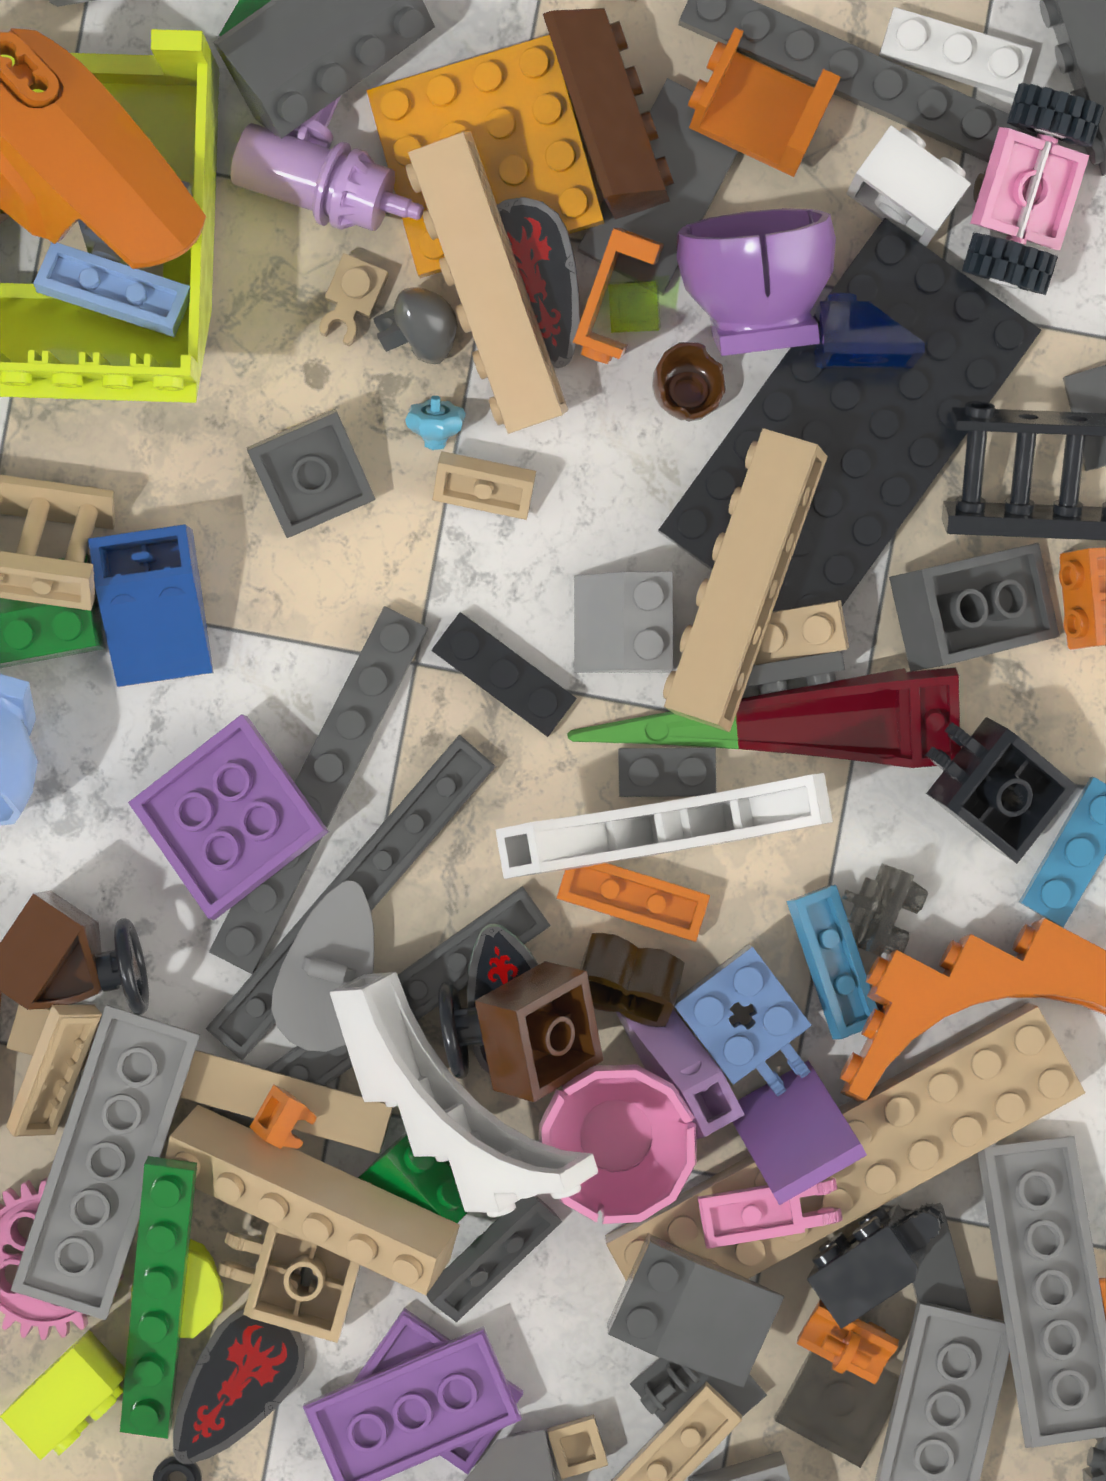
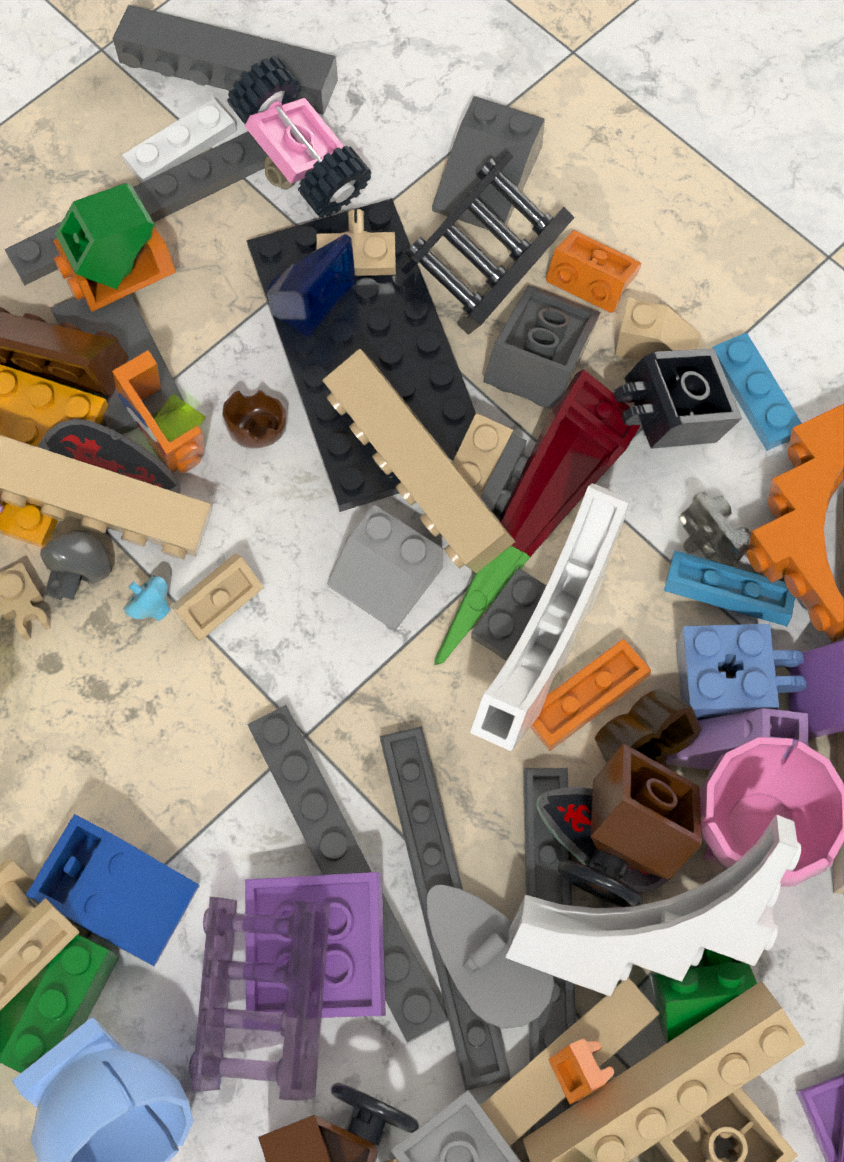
camera: 55 degrees left, 20 degrees down
(191, 827) = (299, 1021): none -> clear purple fence
(311, 473) = (113, 707): dark grey hinge -> none
(492, 1257) = (799, 987): dark grey plate -> none
(503, 674) = (360, 677): black plate -> none
(758, 275) = (220, 320): medium lavender plate -> none
(772, 82) = (105, 234): none -> green slope
(908, 184) = (237, 204): white brick -> none
(948, 345) = (371, 251): none -> tan plate
(1066, 716) = (651, 329): none -> tan slope

